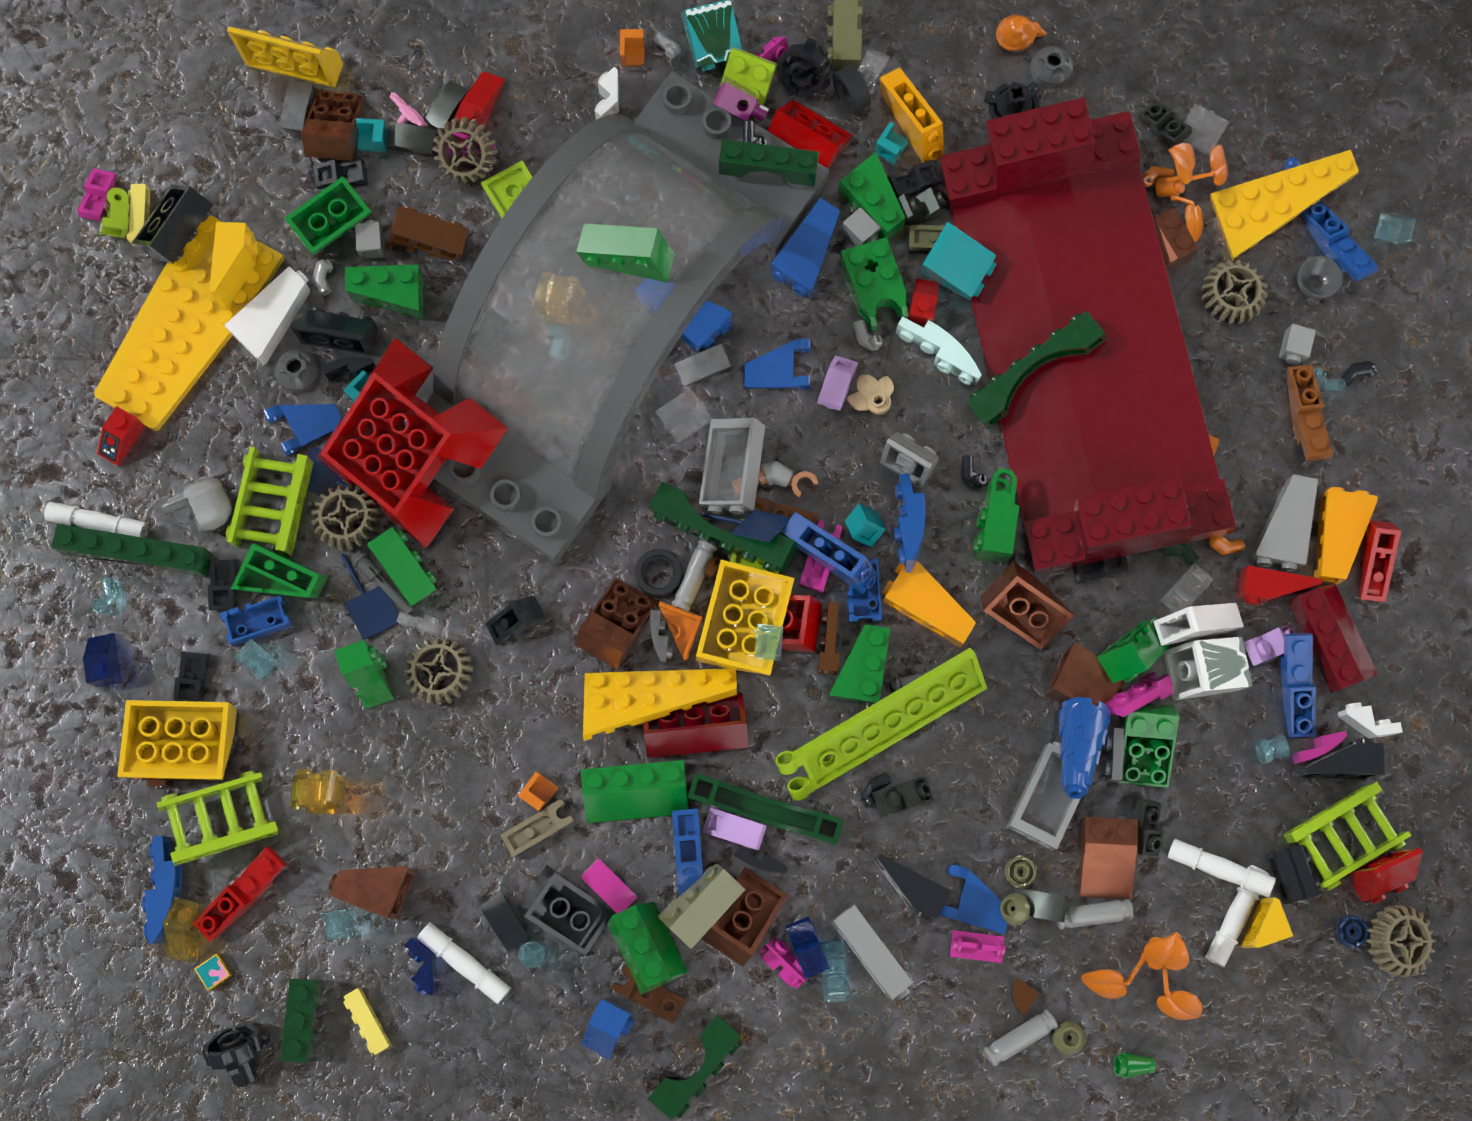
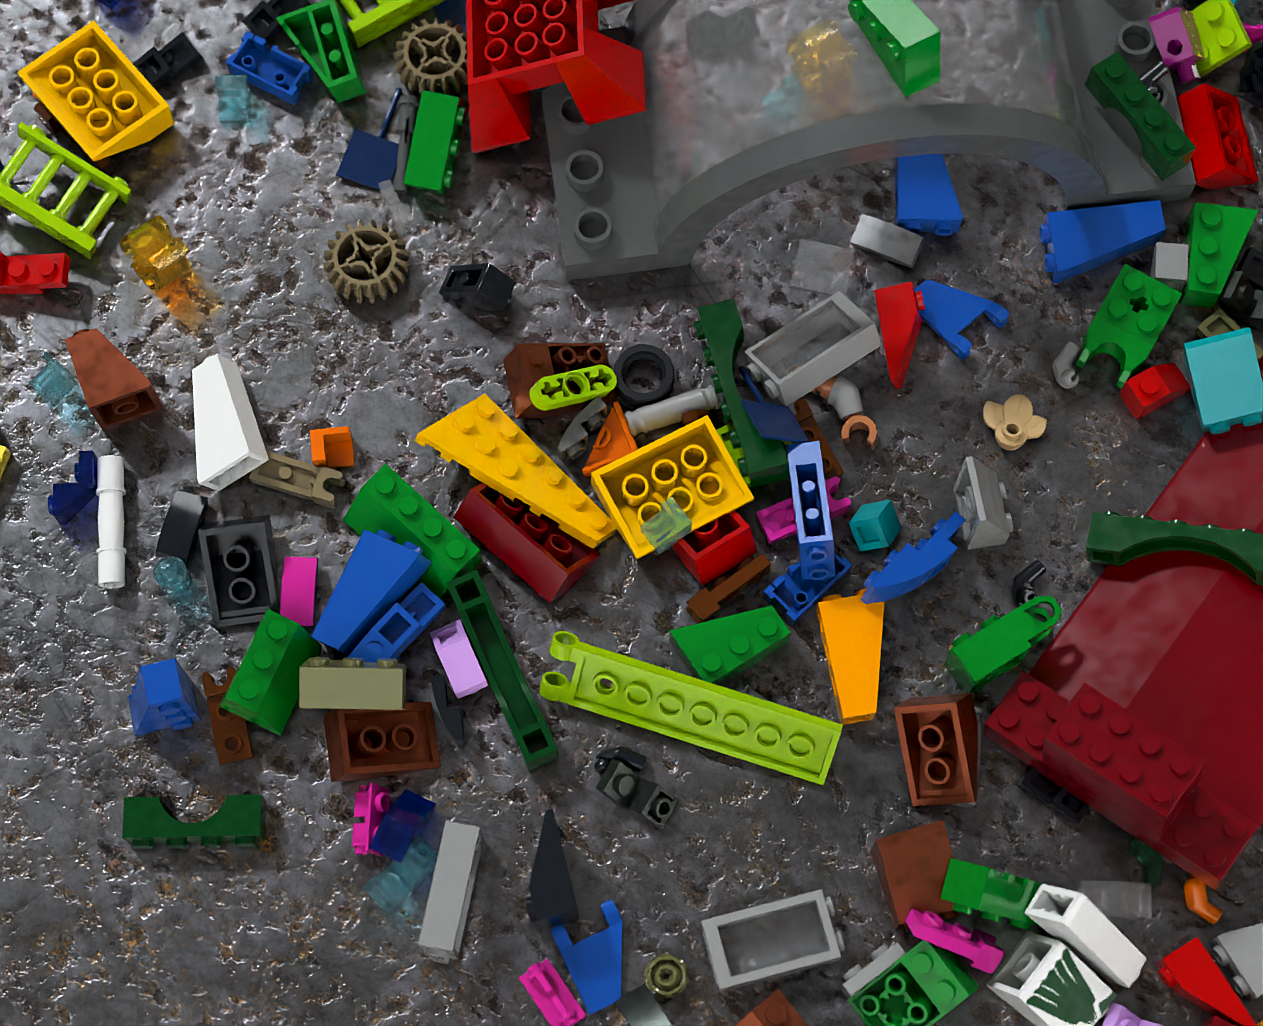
camera: 50 degrees right, 5 degrees down
(365, 669) = (305, 195): green wedge -> none
(465, 842) = (224, 424): none -> white slope
(637, 629) = (563, 396): none -> lime beam
(648, 845) = (368, 588): none -> blue slope
(760, 403) = (900, 324): none -> red slope
(837, 383) = (990, 376): lavender slope -> none
(950, 354) = (1127, 454): light aqua slope -> none
(1021, 911) = (621, 999): olive plate -> none
(1082, 736) = (855, 912): blue cone -> none

